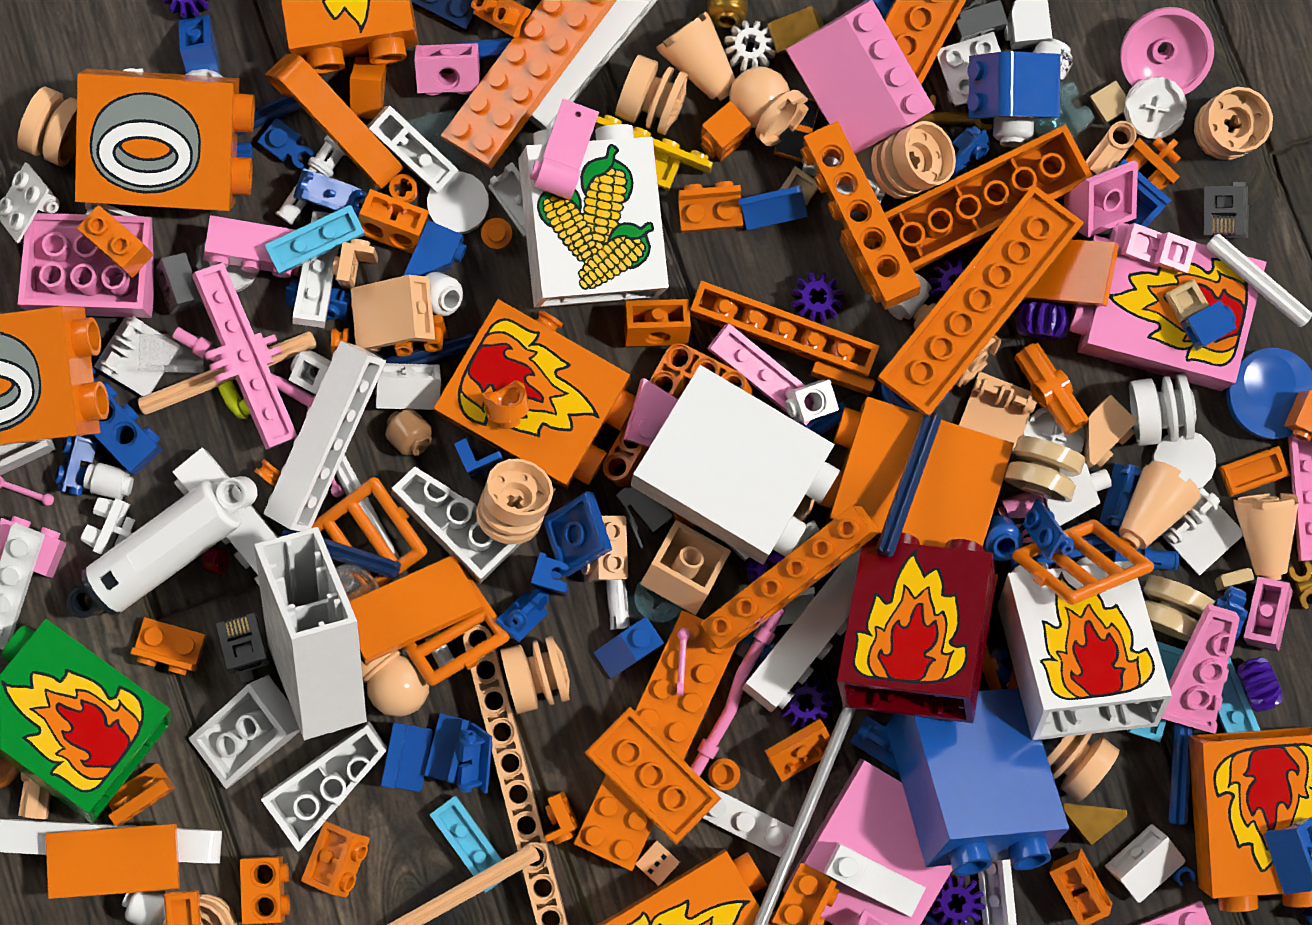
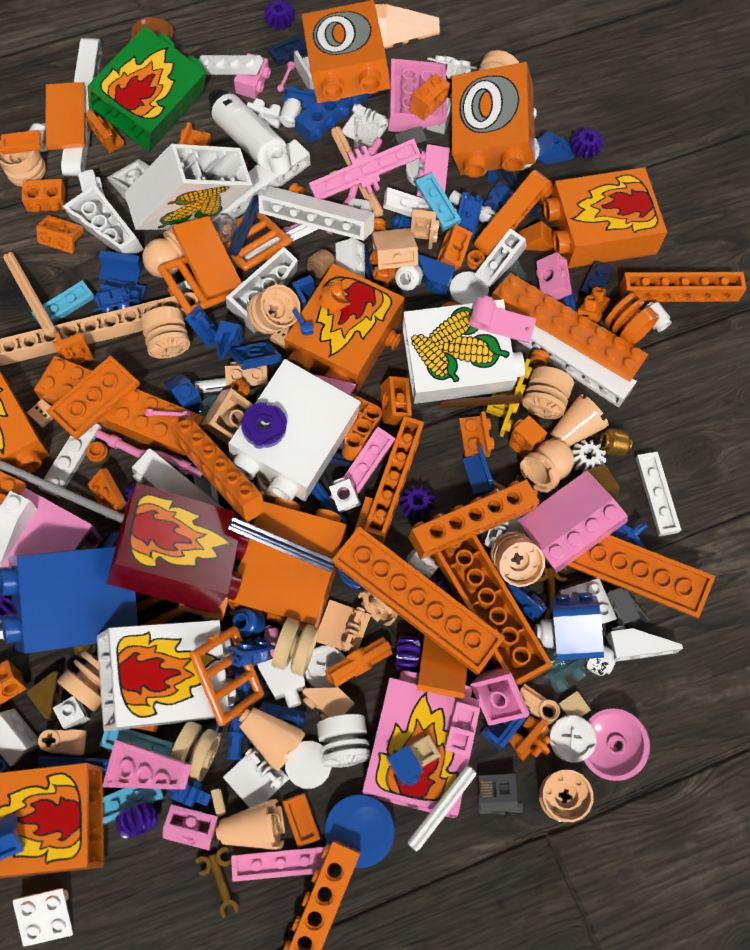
camera: 90 degrees right, 15 degrees down
(244, 813) = (88, 179): none -> white brick
(553, 450) = (306, 328): none -> blue hand
(585, 99) = (539, 358): none -> orange bush
(636, 564) = (241, 387): none -> orange bush
(664, 171) = (482, 401): none -> reddish brown bar
(751, 484) = (259, 437): none -> dark purple plate
(1119, 783) = (71, 713): none -> white brick
(1154, 786) = (67, 742): none -> light nougat piece

